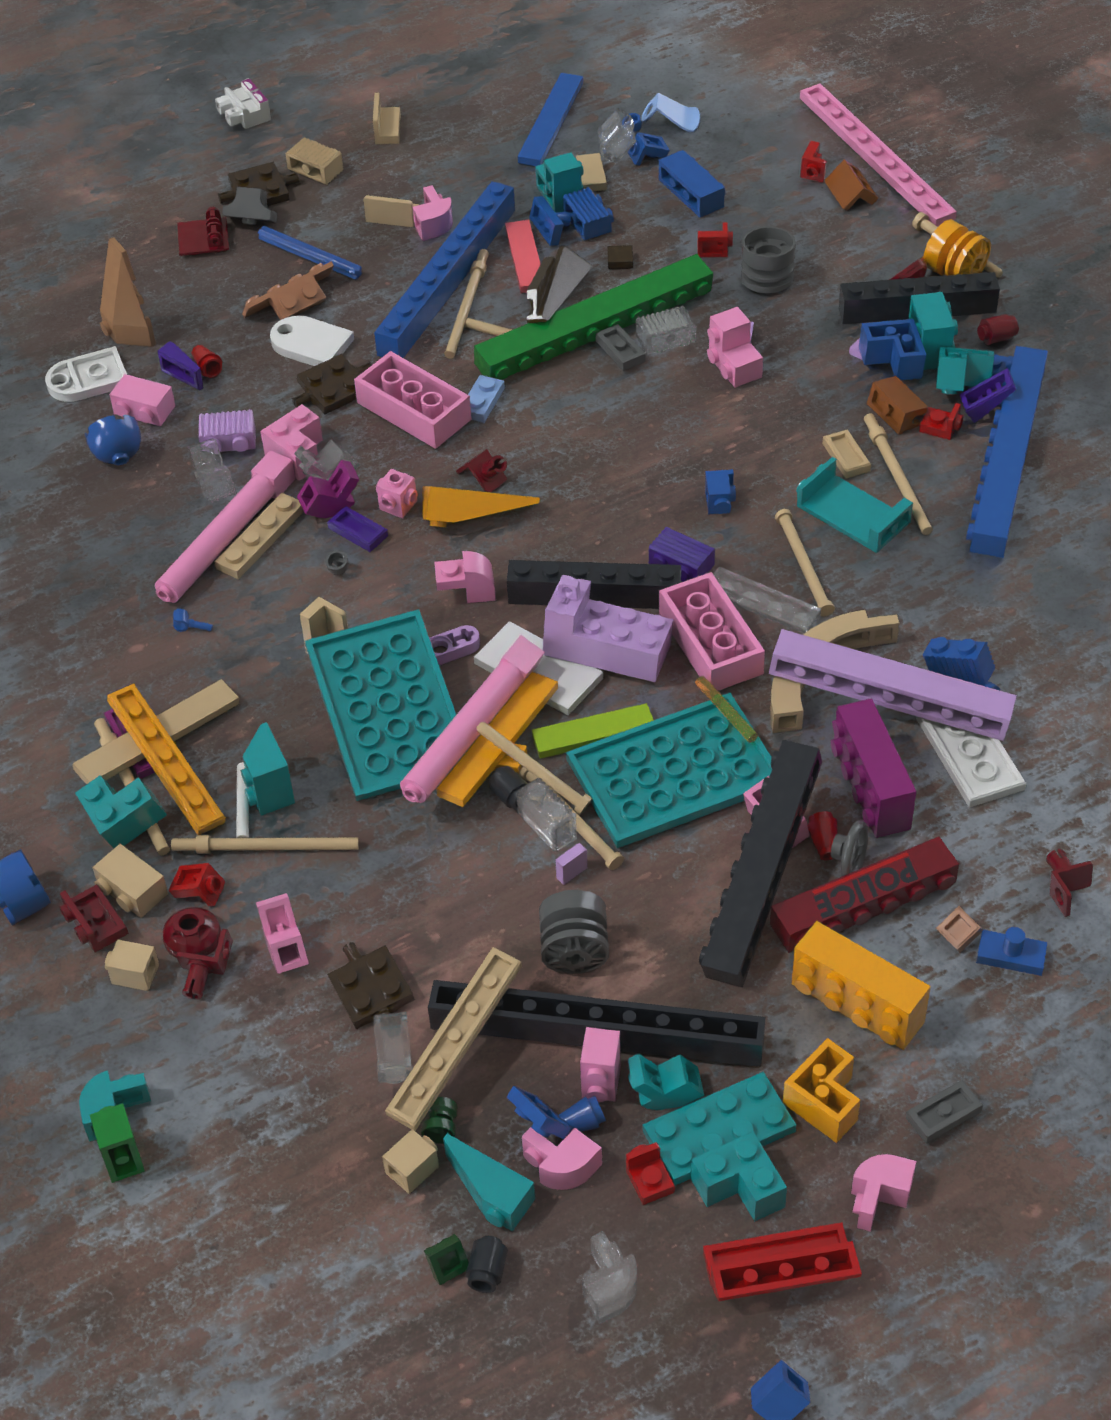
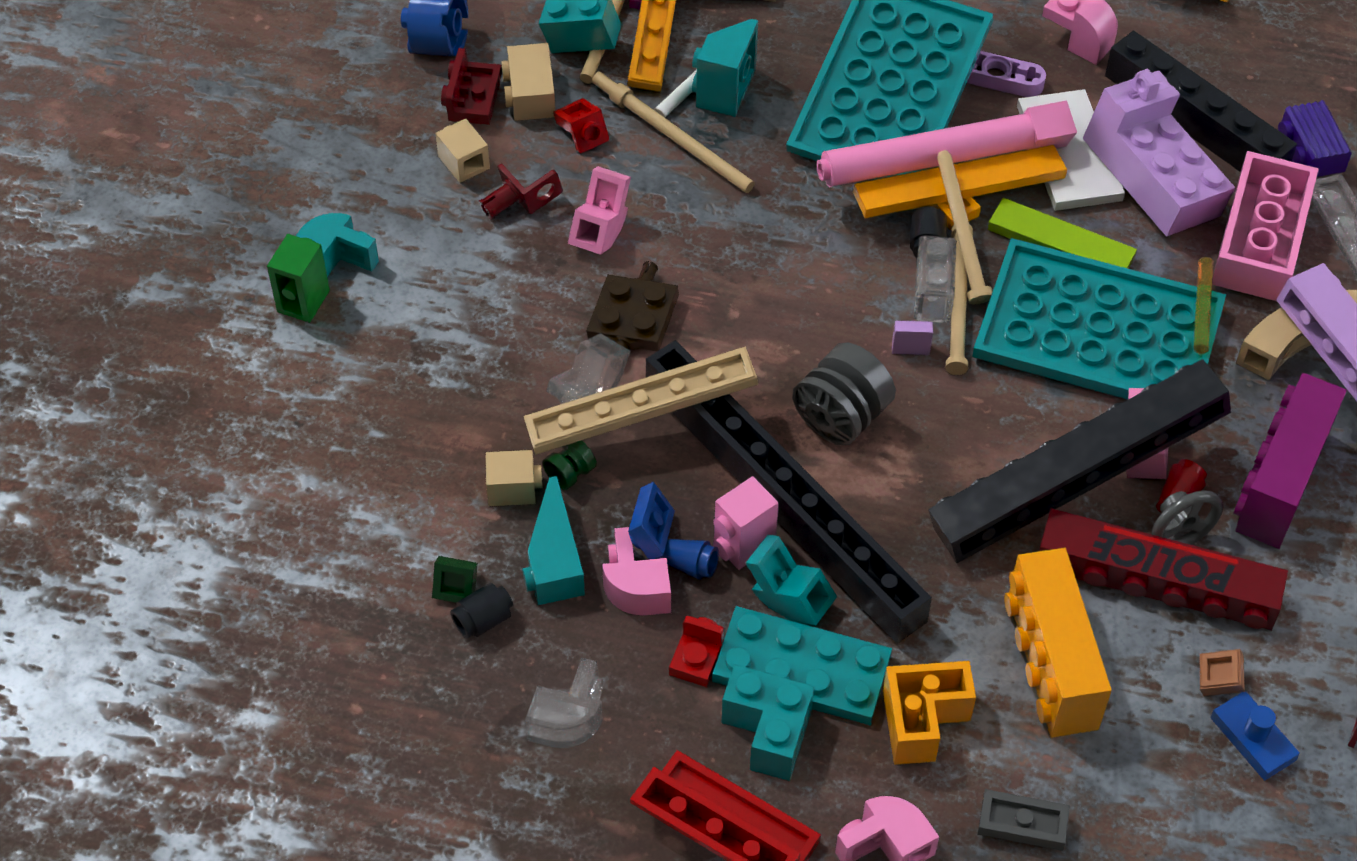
camera: 40 degrees right, 5 degrees up
(199, 940) = (530, 167): dark red piece -> none

